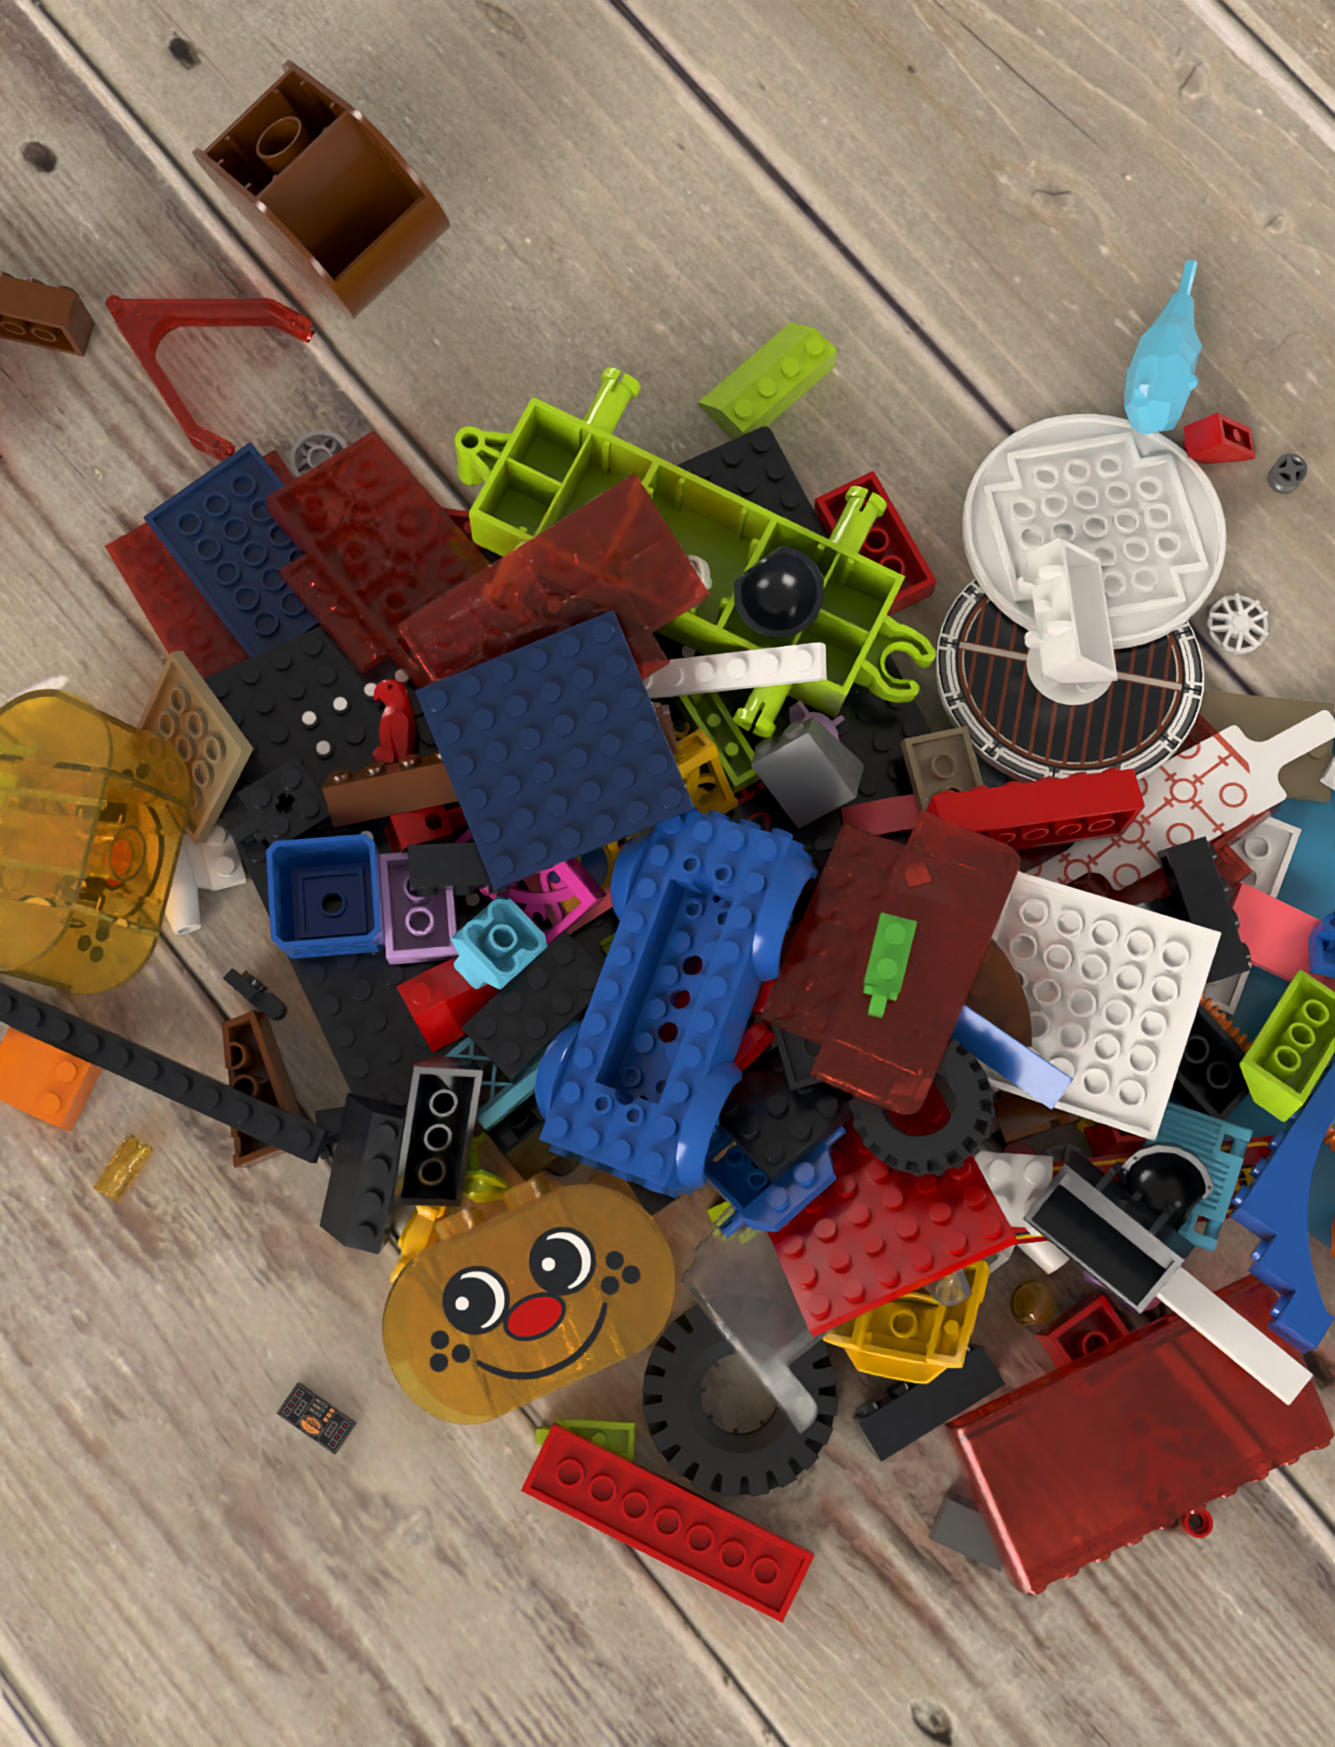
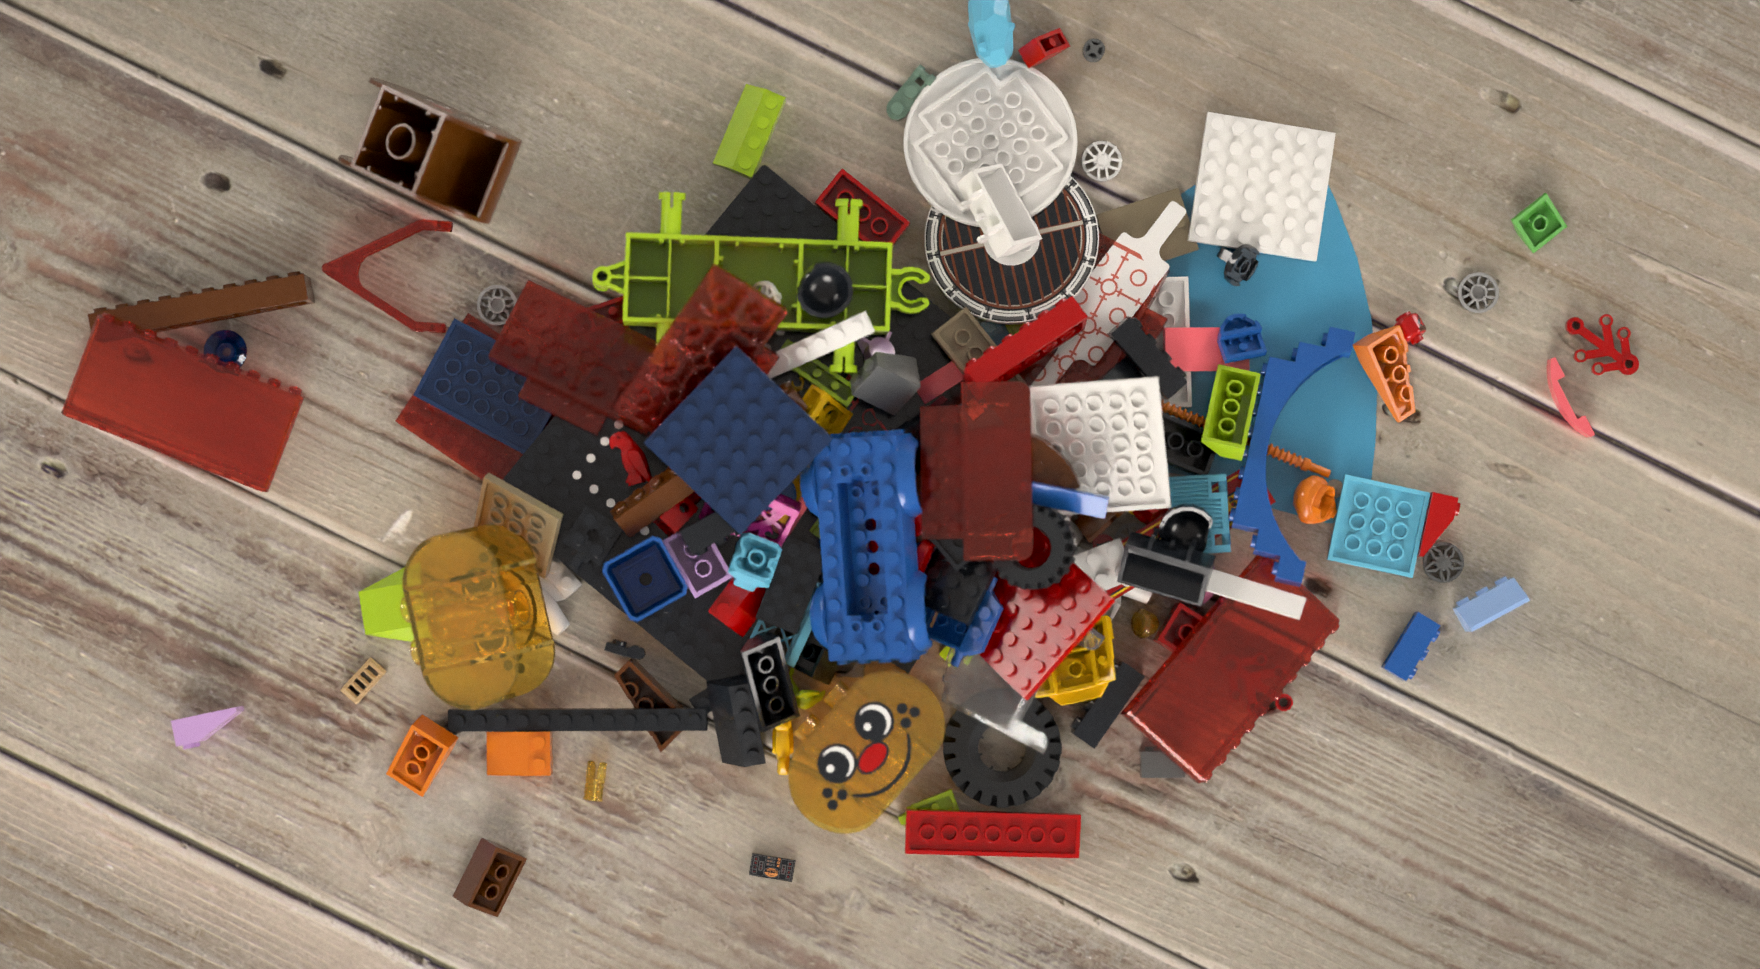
camera: 25 degrees left, 10 degrees up
(888, 961) = (979, 478): bright green hinge -> none
(992, 430) = (903, 100): none -> sand green plate

